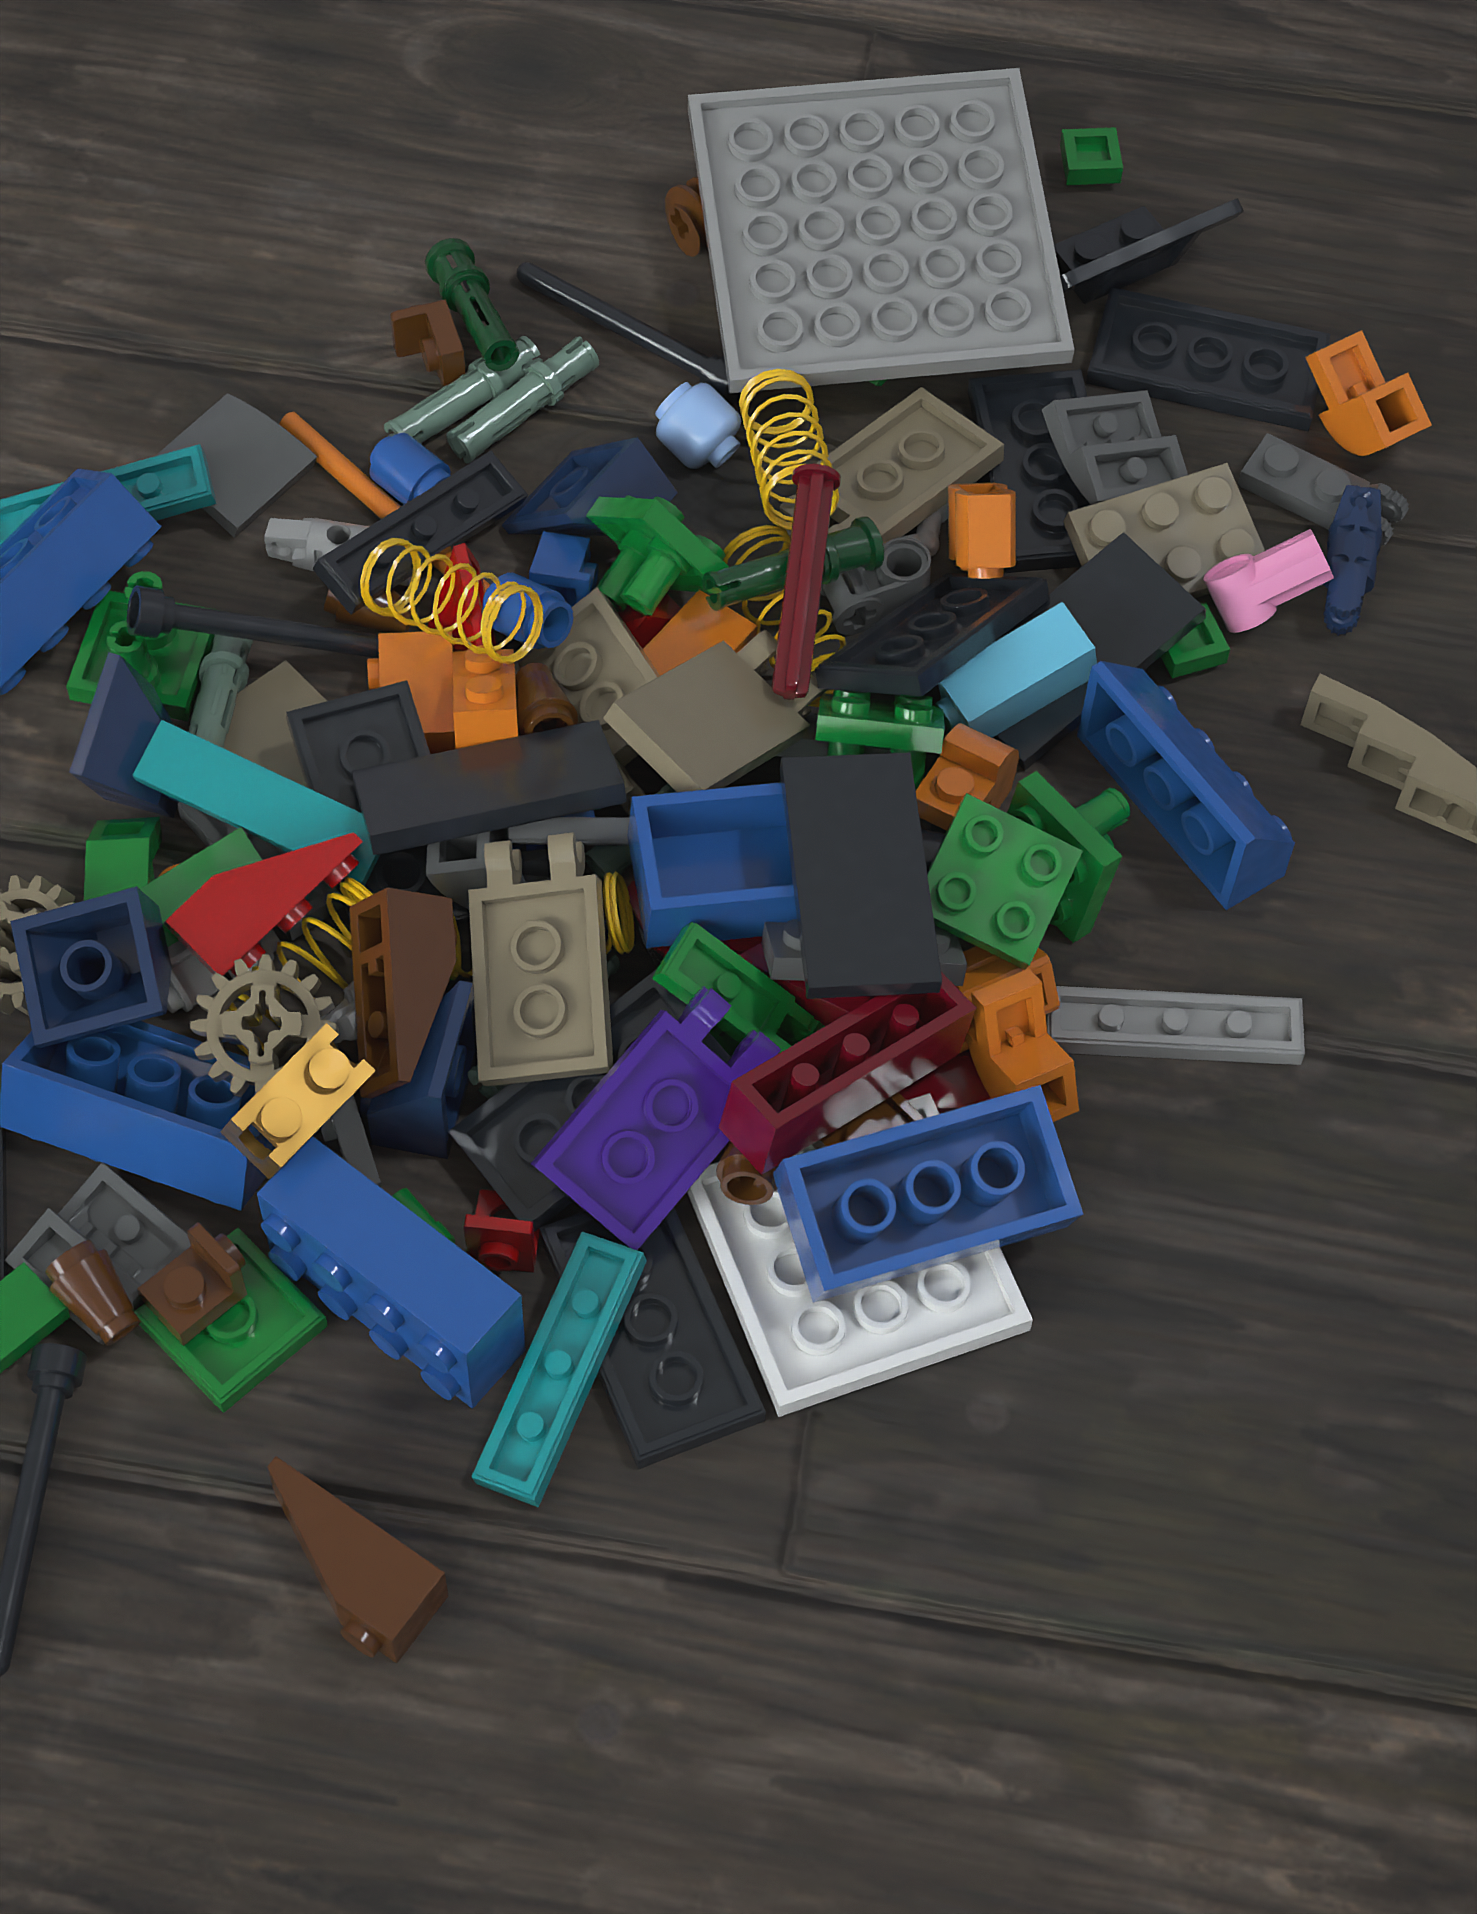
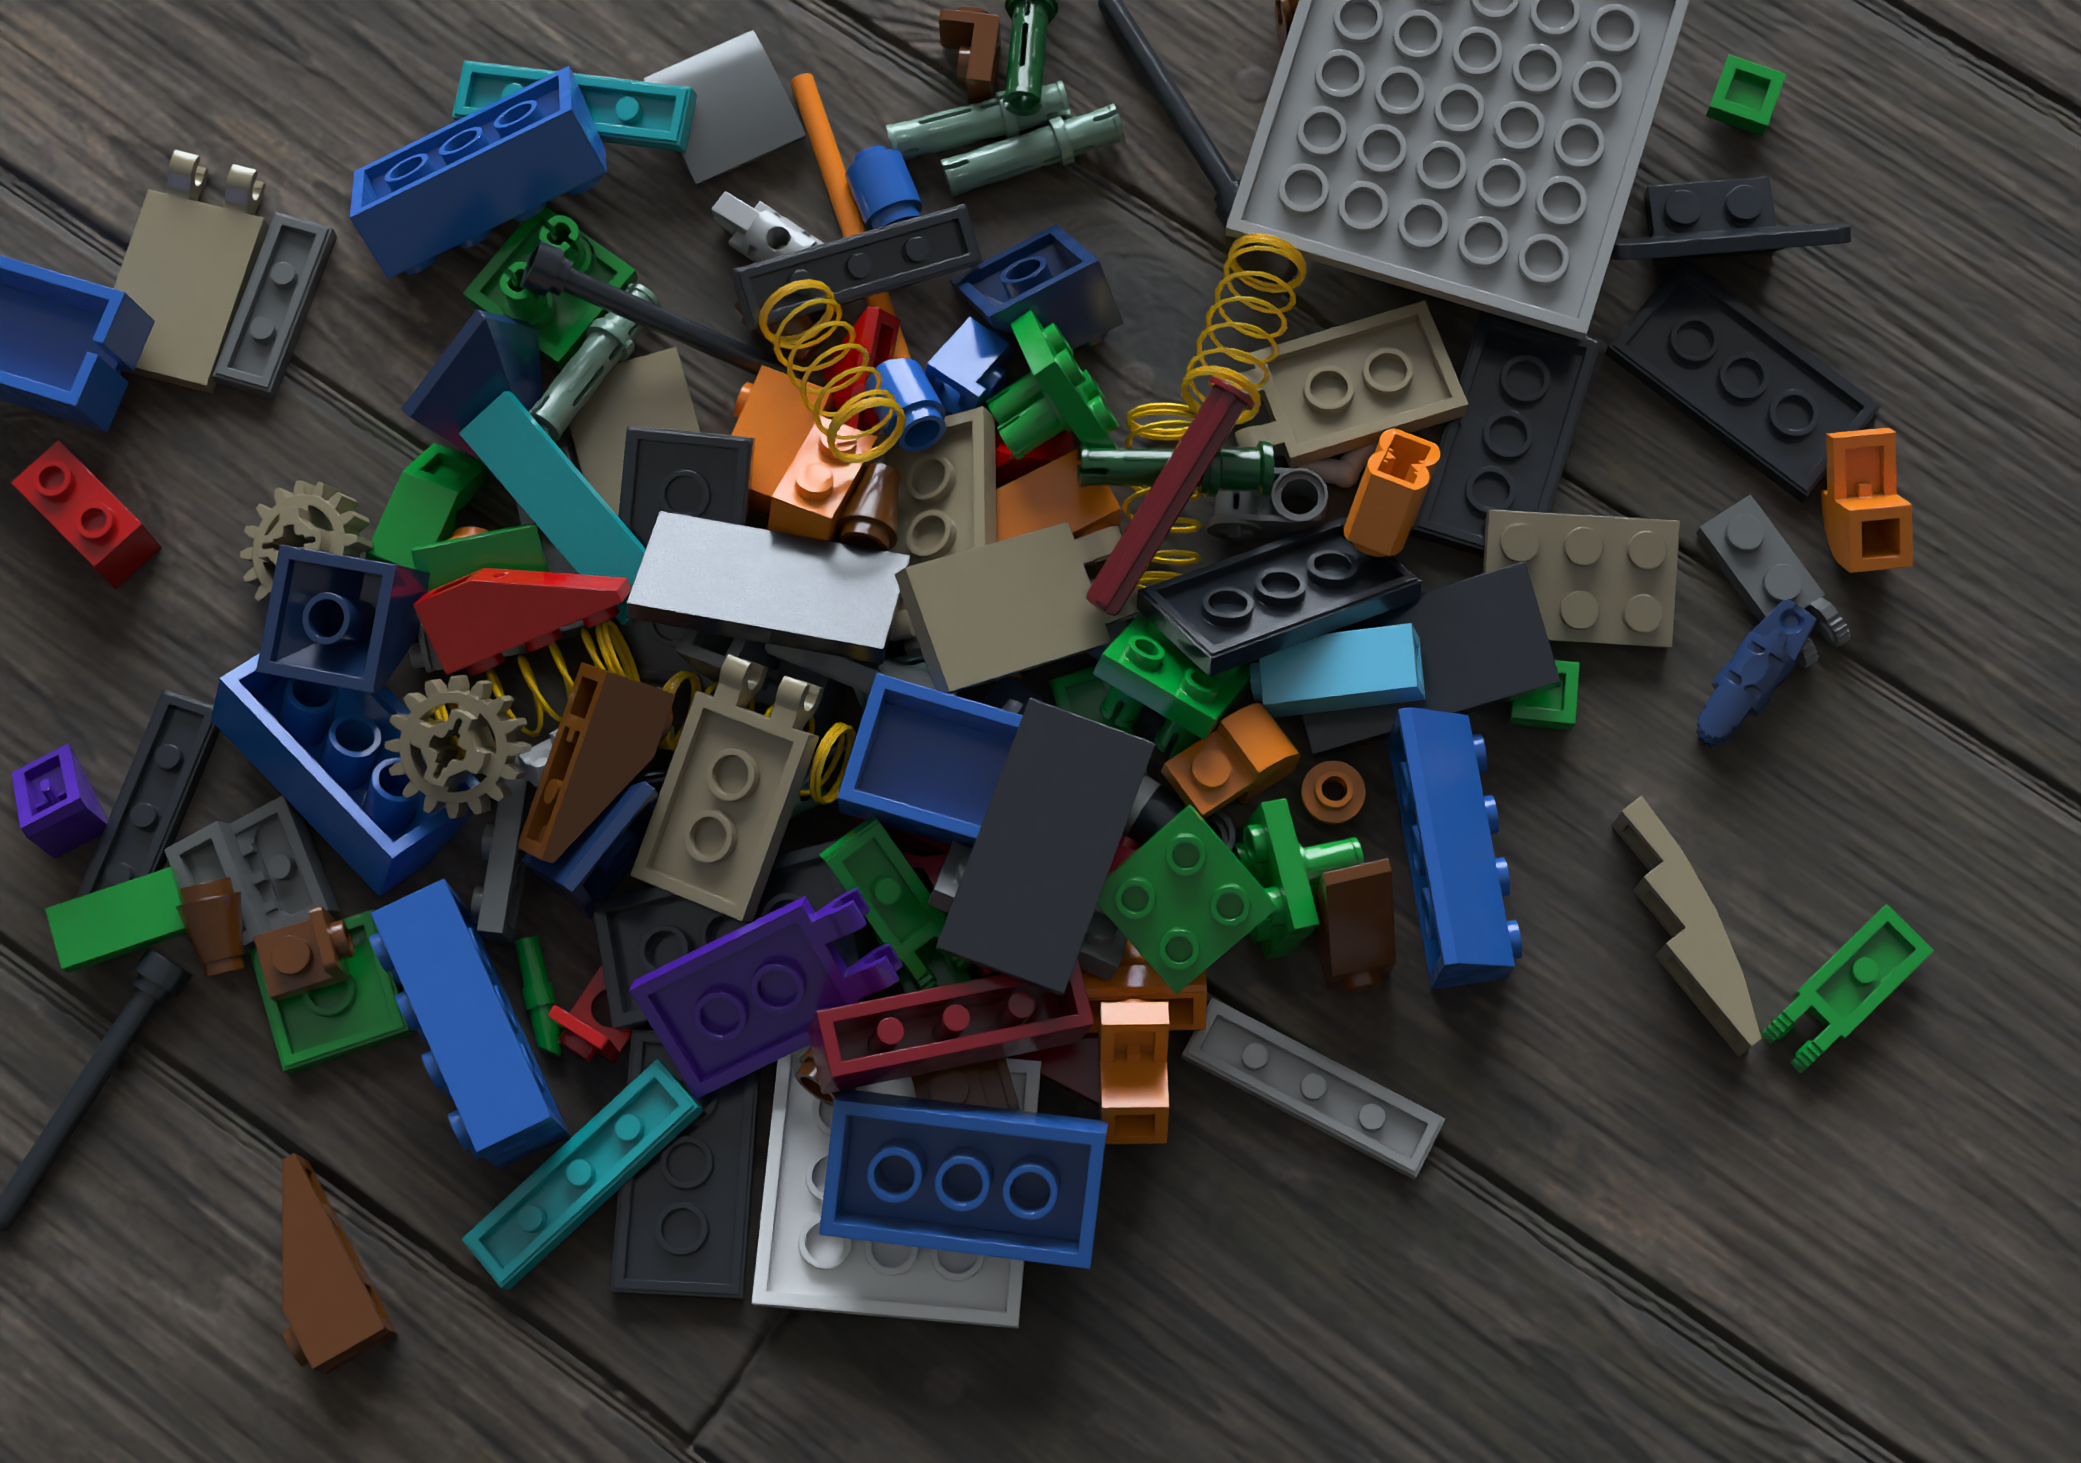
camera: 30 degrees right, 15 degrees up
(296, 1102) = (442, 842): brick -> none
(698, 425) = (1183, 253): light blue head -> none
(1067, 772) = (1330, 811): none -> orange plate
(1112, 444) = (1583, 451): dark grey slope -> none
(1155, 866) = (1356, 926): none -> reddish brown slope
(1253, 586) = (1631, 669): bright pink piece -> none

